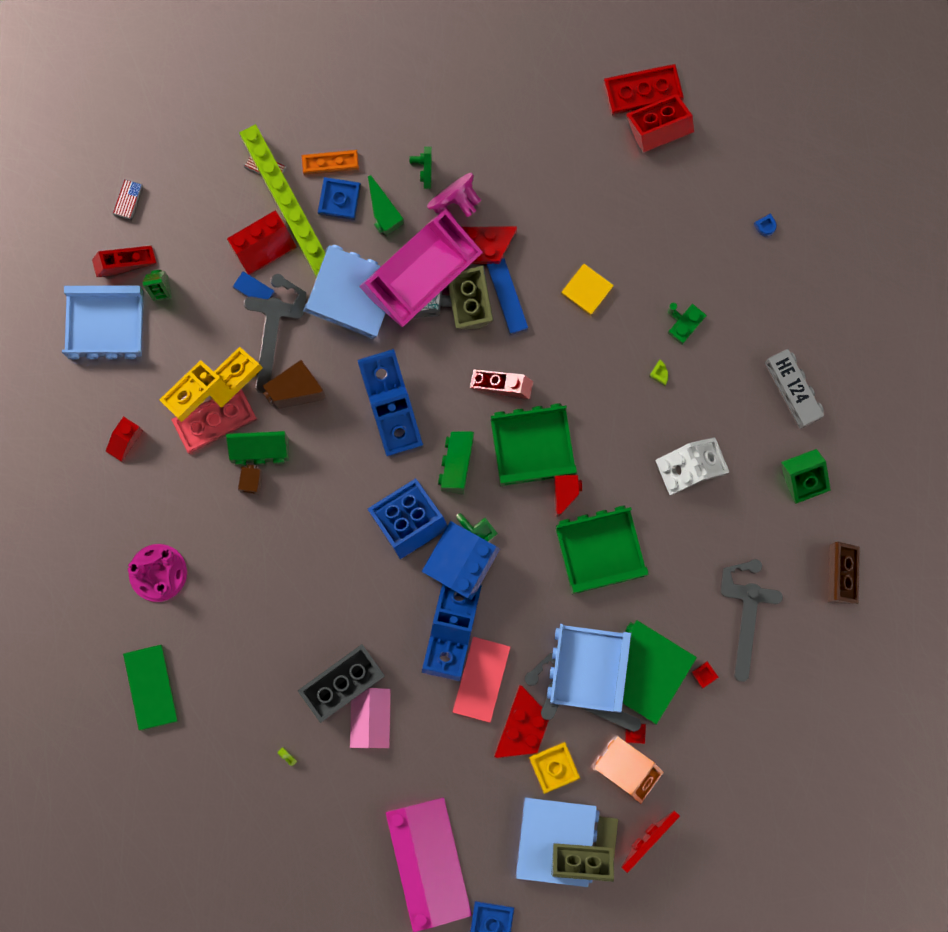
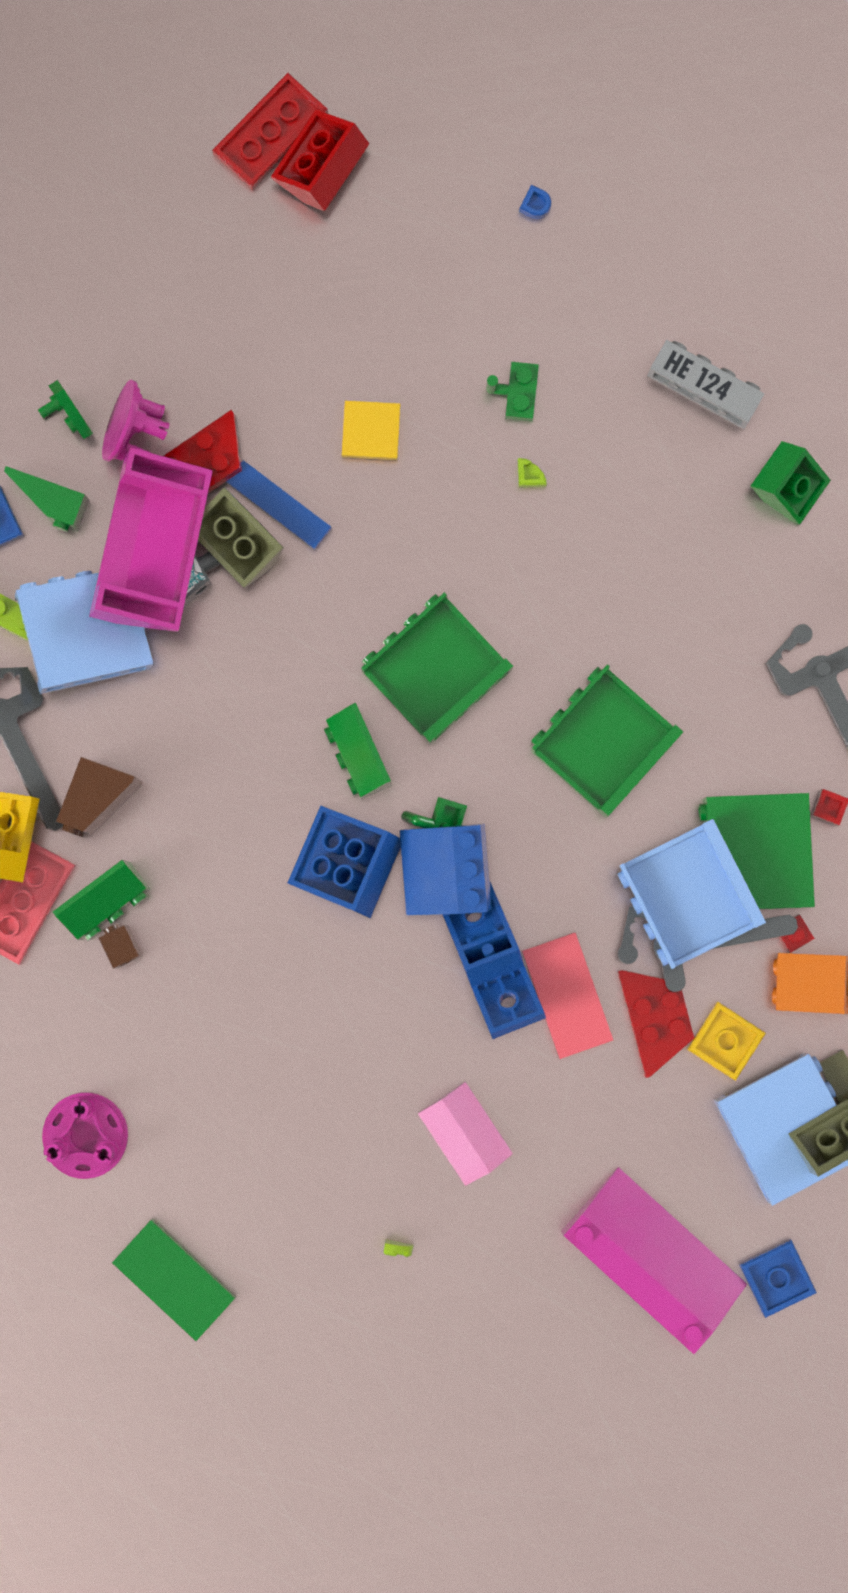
camera: 30 degrees left, 5 degrees up
(341, 683) = (403, 1117): dark grey slope -> none
(390, 402) = (226, 734): blue bracket -> none
(502, 383) = (346, 617): red slope -> none
(566, 491) = (515, 698): red slope -> none
(697, 462) = (651, 555): white bracket -> none

